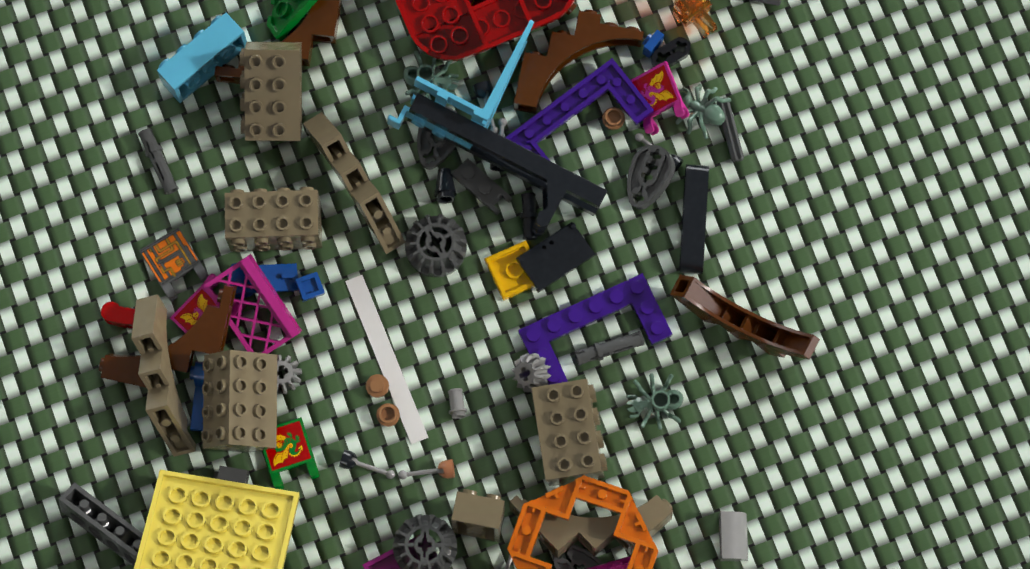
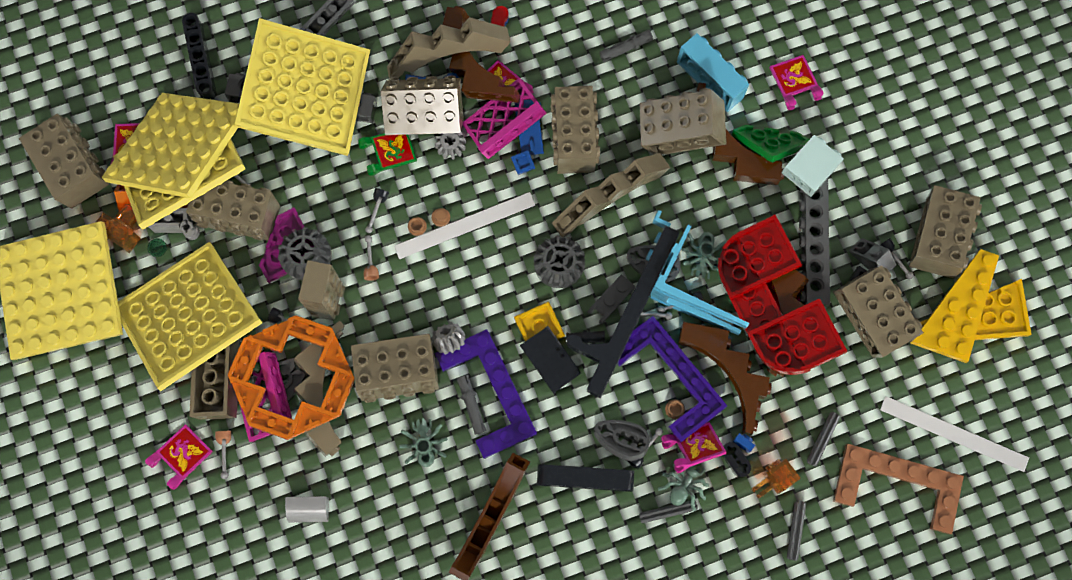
camera: 90 degrees right, 0 degrees up
(171, 259) = (545, 58): flag -> none
(445, 188) = (610, 268): black cone -> none
(456, 403) = (425, 280): light grey pin -> none

